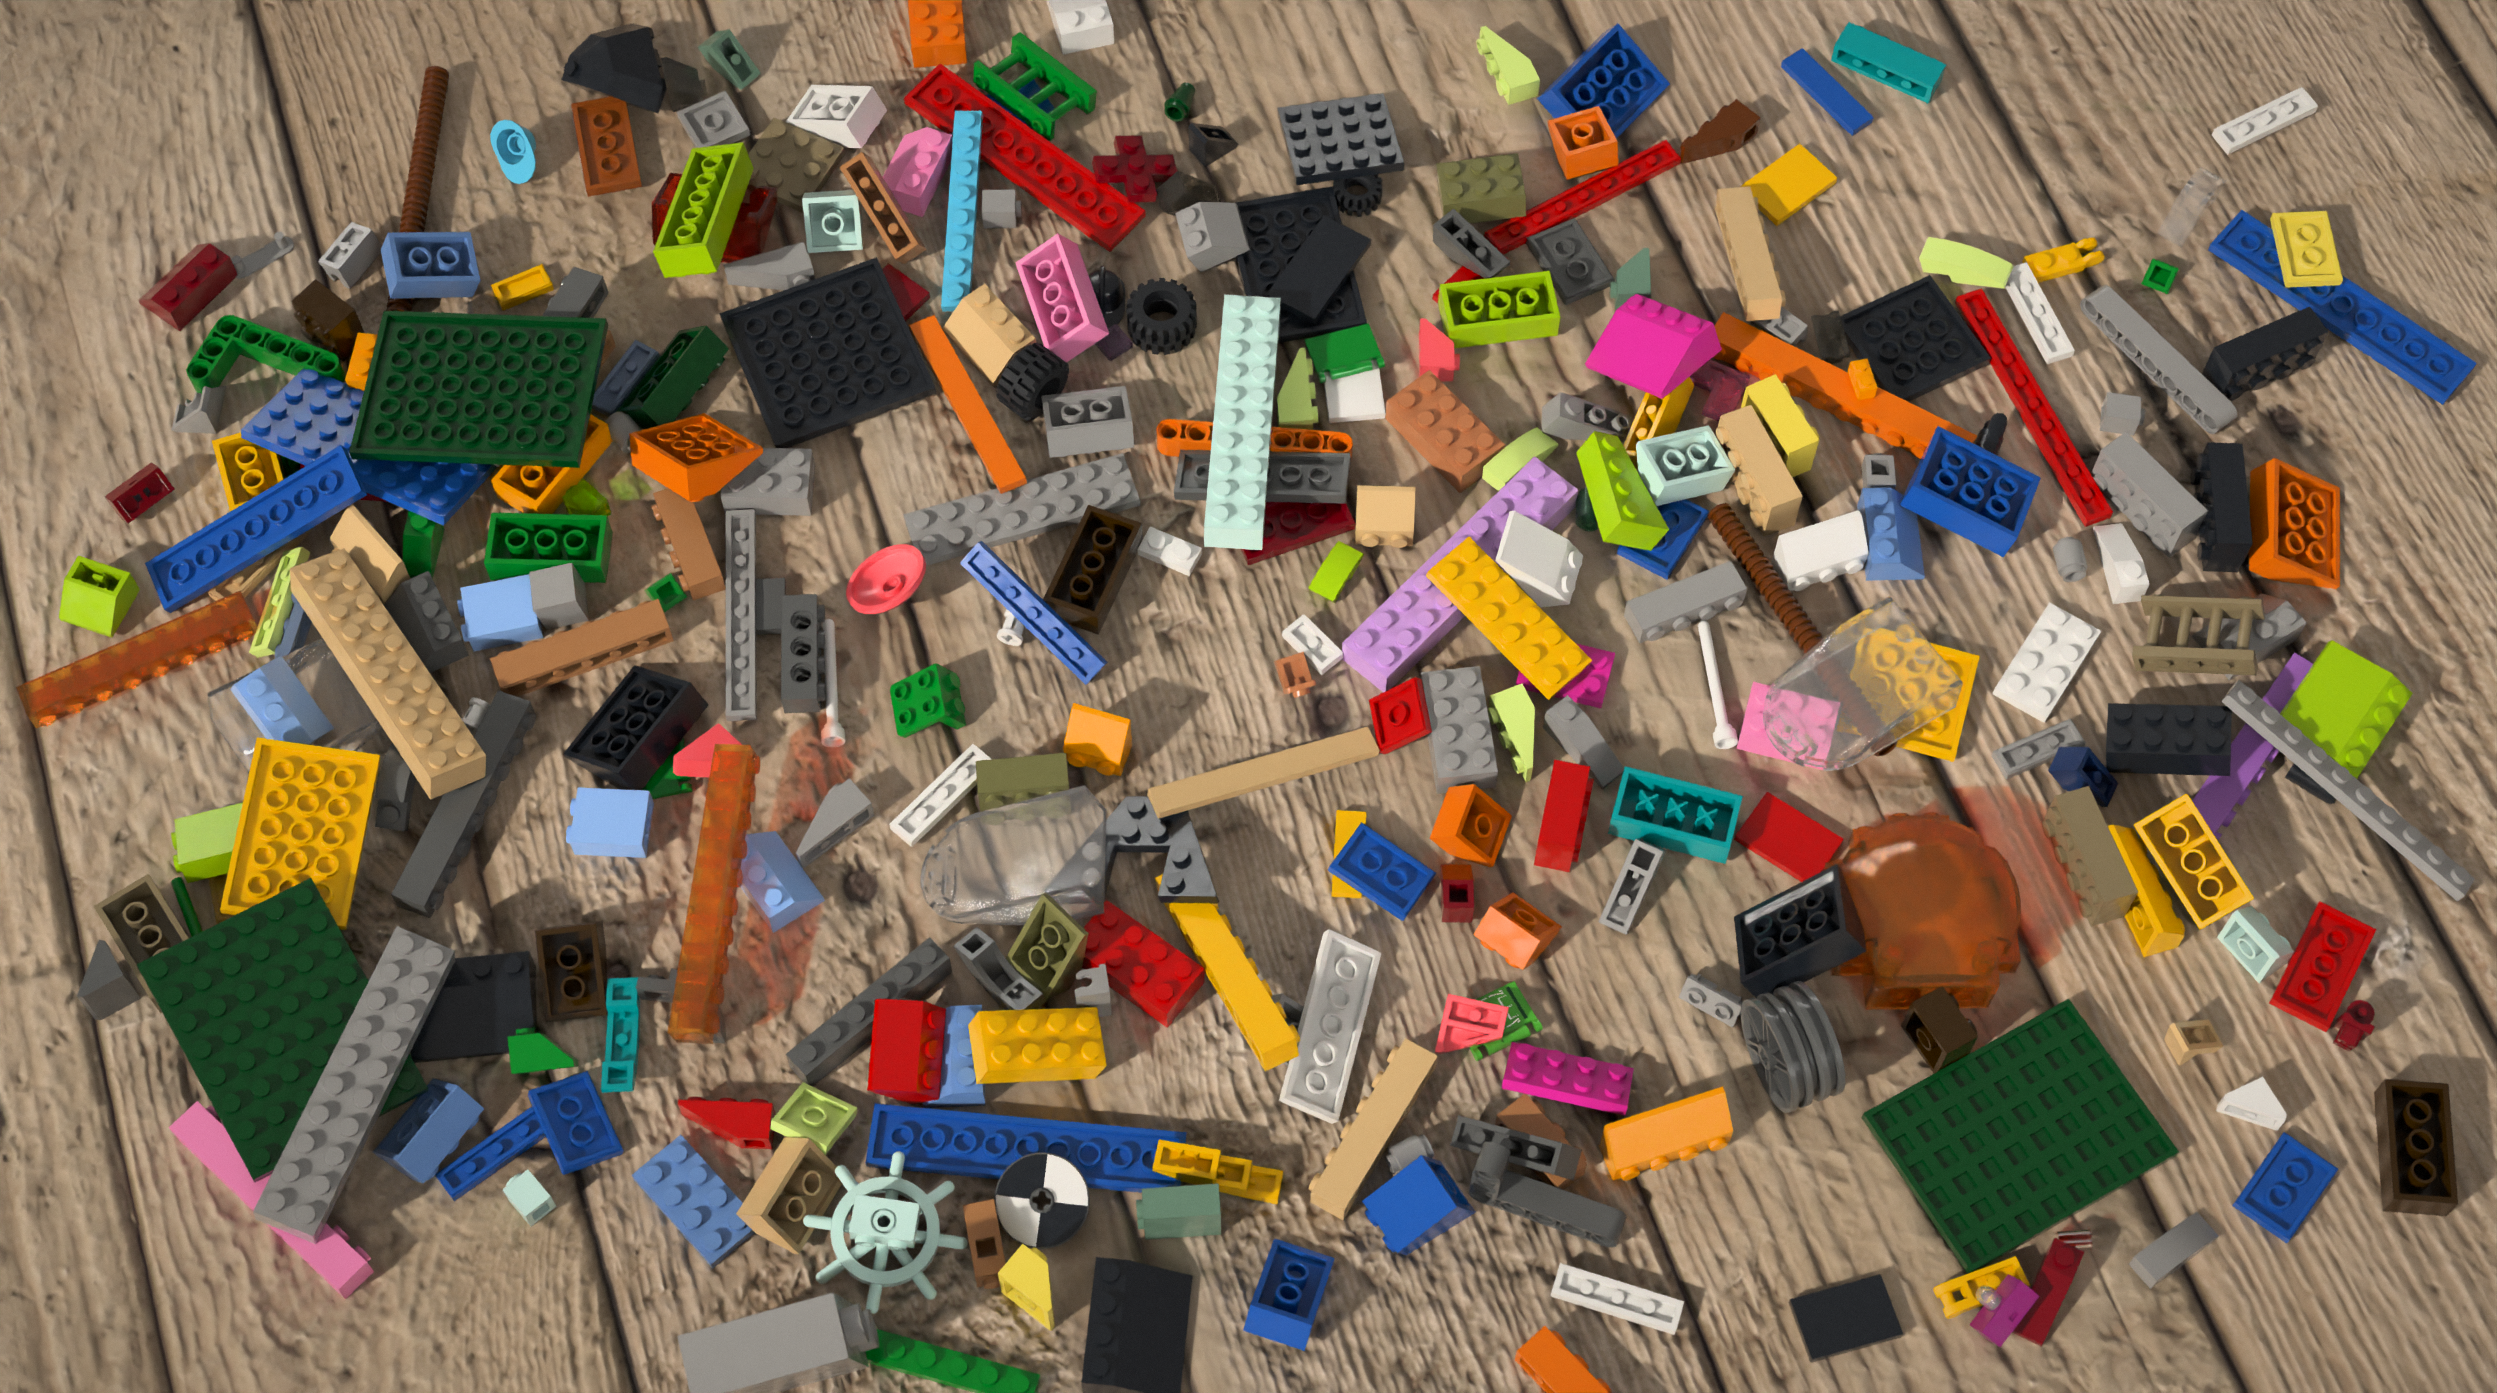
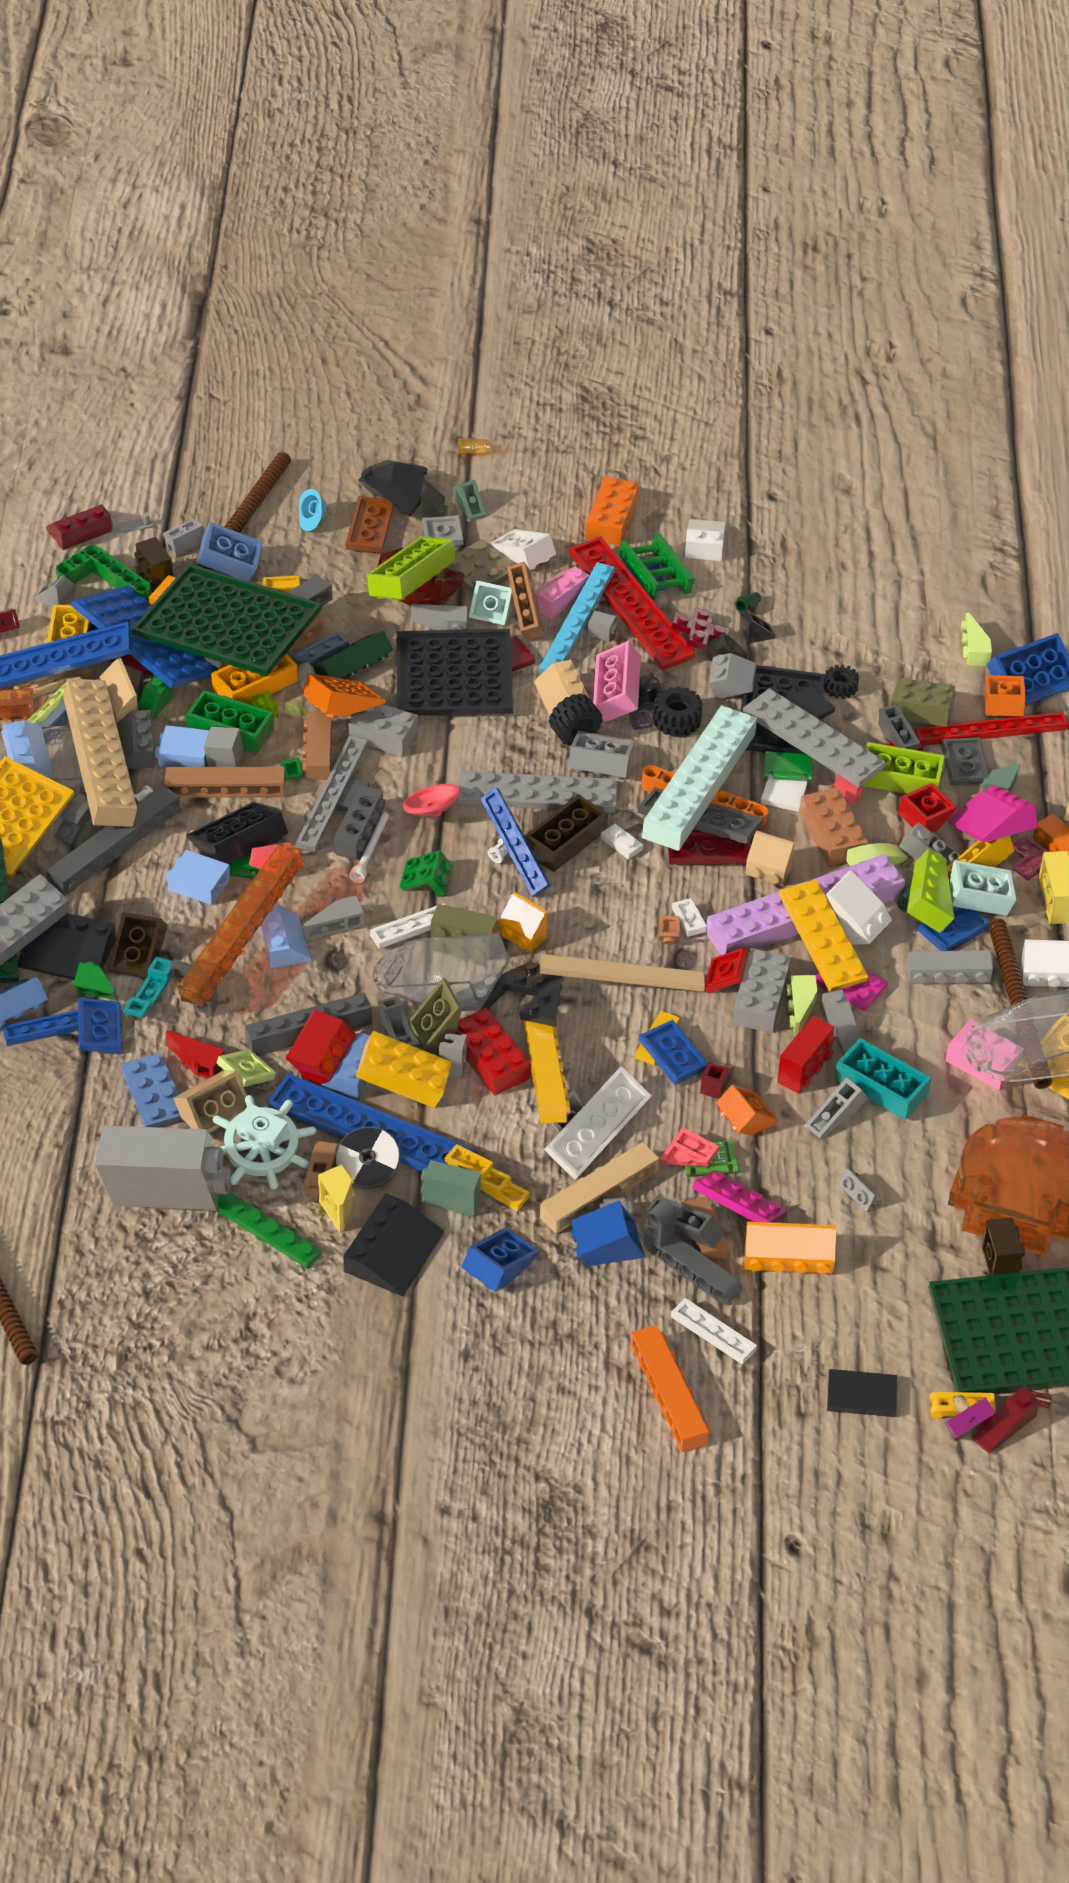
camera: 20 degrees right, 15 degrees down
(528, 1197) = (52, 1055): light aqua brick -> none
(967, 404) = (529, 724): orange tile -> none
(1295, 396) = (746, 777): yellowish green slope -> none
(1335, 571) = (723, 882): lime slope -> none
(1340, 139) = (842, 649): plate -> none
(1367, 301) = (814, 738): none -> light grey plate
(1470, 825) = (744, 1045): orange slope -> none
(1556, 360) = (927, 807): none -> red slope
(1724, 735) = (940, 1047): white piece -> none
(1759, 471) = (1031, 903): tan brick -> none
(1788, 838) = (952, 1117): red tile -> none
(1793, 1046) = (894, 1220): dark grey wheel -> none
(1798, 933) = (929, 1165): black slope -> none

